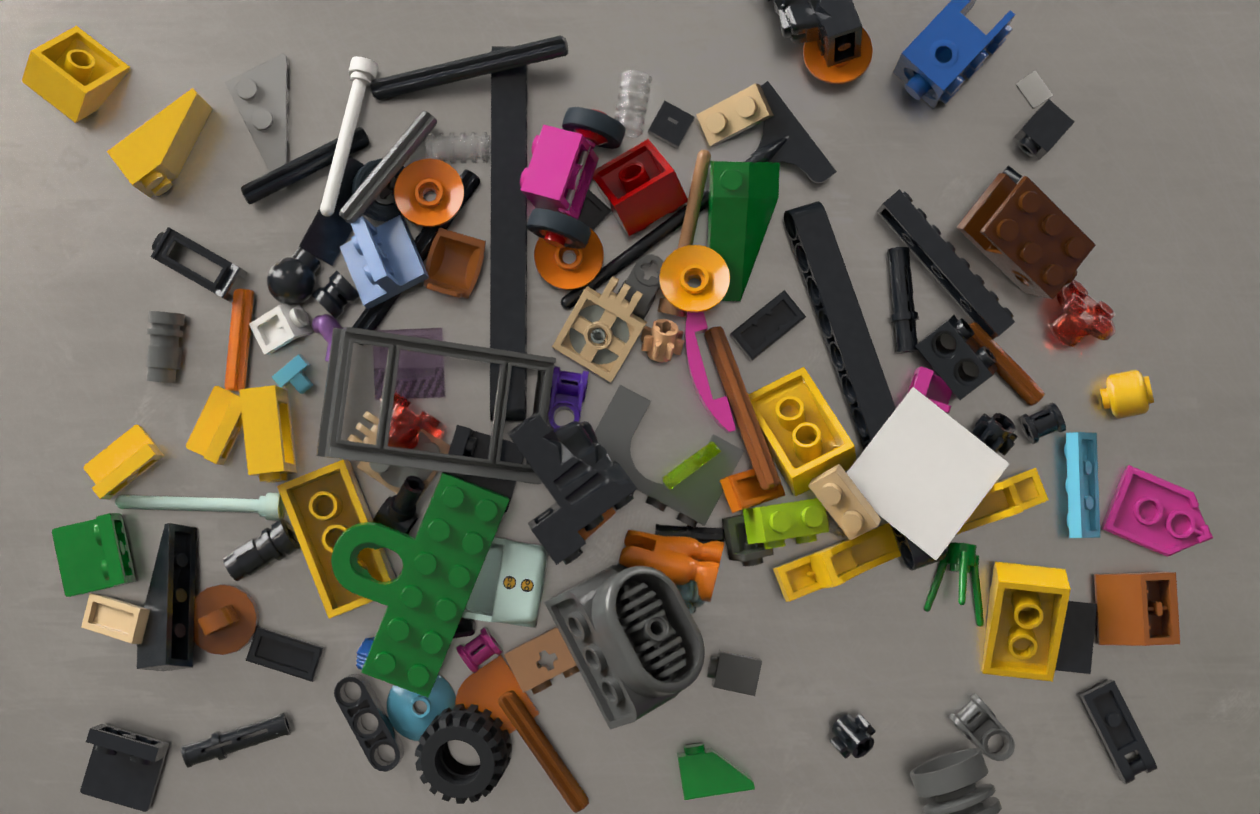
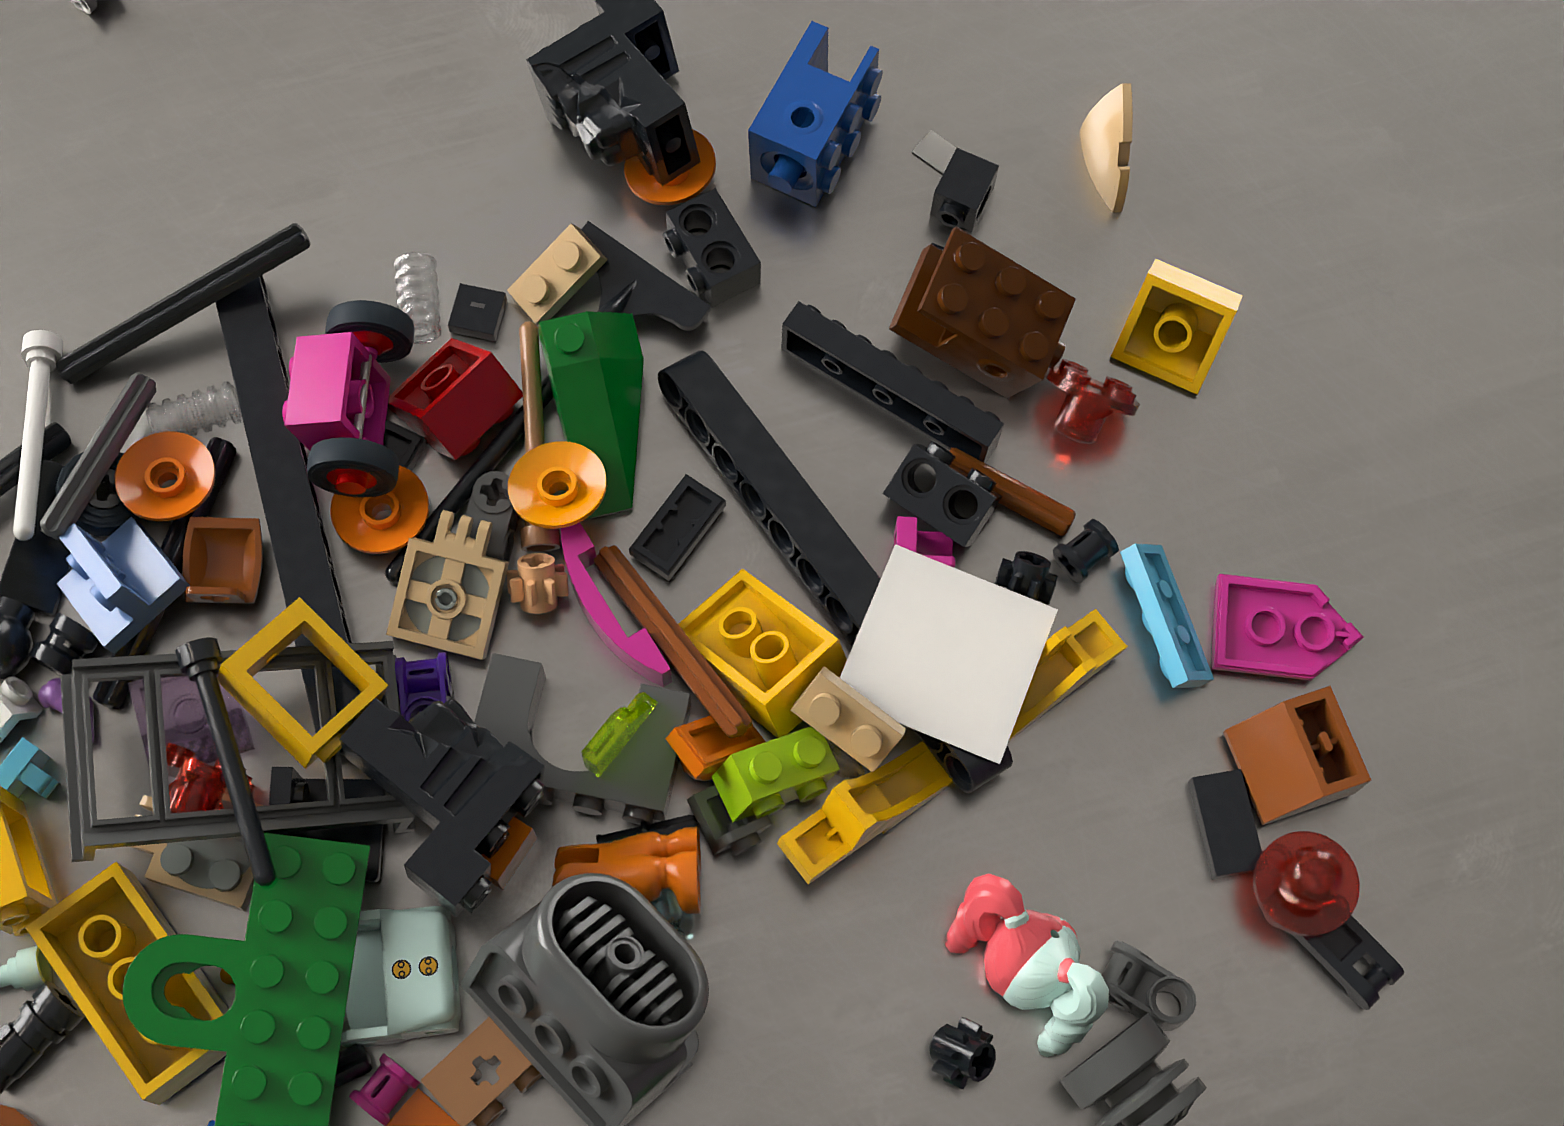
camera: 15 degrees left, 15 degrees down
(400, 510) = (221, 911): black pin -> none
(429, 351) = (201, 662): none -> black piece
(449, 366) = (238, 672): none -> yellow window
(735, 672) = (766, 1011): dark grey brick -> none
(859, 123) = (720, 245): none -> black brick
(903, 303) = (856, 463): black pin -> none
(915, 692) = (1030, 960): none -> hair
(962, 560) = (1039, 763): green plant -> none
(1025, 621) = (1151, 821): yellow slope -> none
(1112, 695) = (1306, 884): none -> clear red plate
(1127, 394) = (1184, 481): yellow head -> none
(1159, 124) = (1106, 145): none -> tan brick
(1162, 276) = (1176, 326): none -> yellow slope

